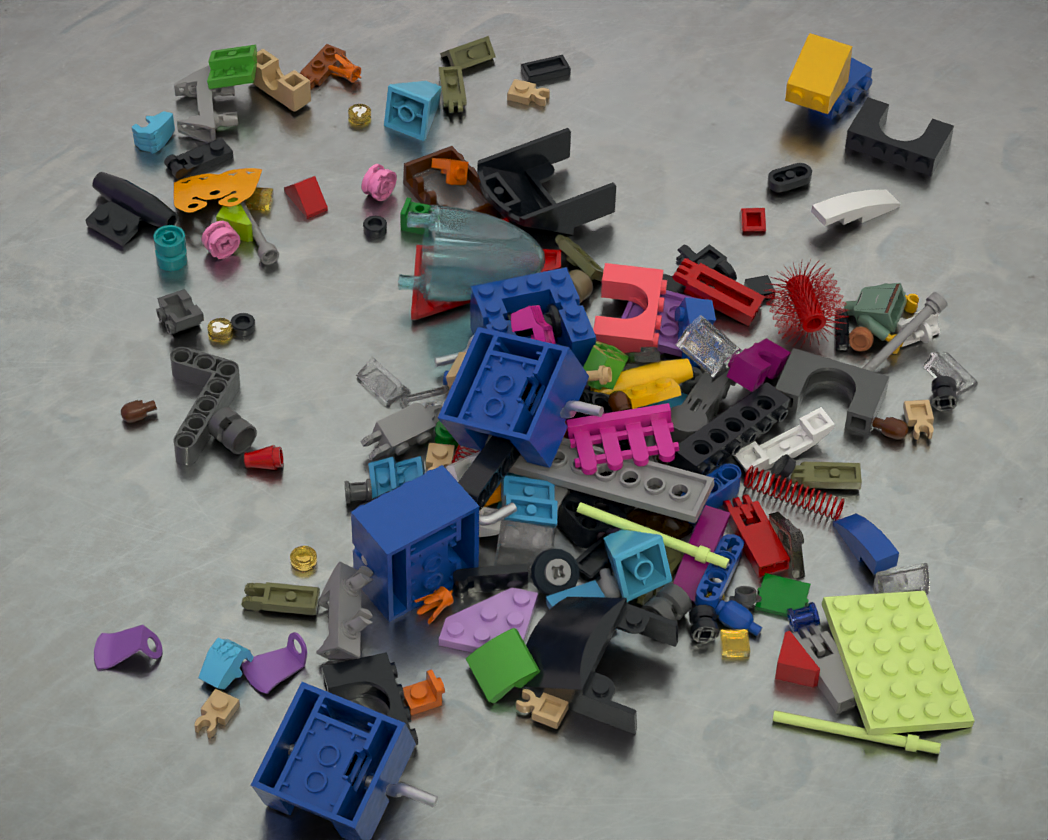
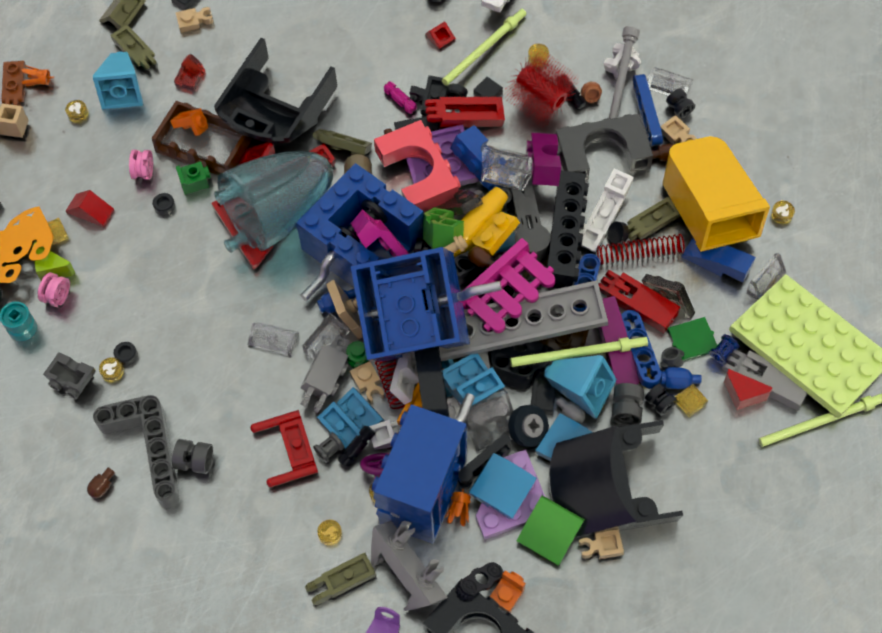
camera: 30 degrees left, 15 degrees up
(265, 458) = (235, 463): red cone -> none
(267, 252) = (96, 276): light grey piece -> none
(330, 474) = (296, 446): none -> red plate
(388, 660) = (469, 586): none -> black piece
(486, 135) = (189, 73): none -> clear red tile
(487, 603) = (502, 485): none -> dark azure slope
(668, 251) = (400, 97): none -> dark pink axle
(829, 244) = (508, 25): none -> yellowish green bar
(843, 282) = (538, 46): none -> clear yellow tile
(881, 309) = (589, 60): sand green torso -> none
(900, 476) = (713, 193): none -> yellow piece
(905, 382) = (647, 110): none -> blue beam
(970, 539) = (783, 211): none -> clear yellow tile

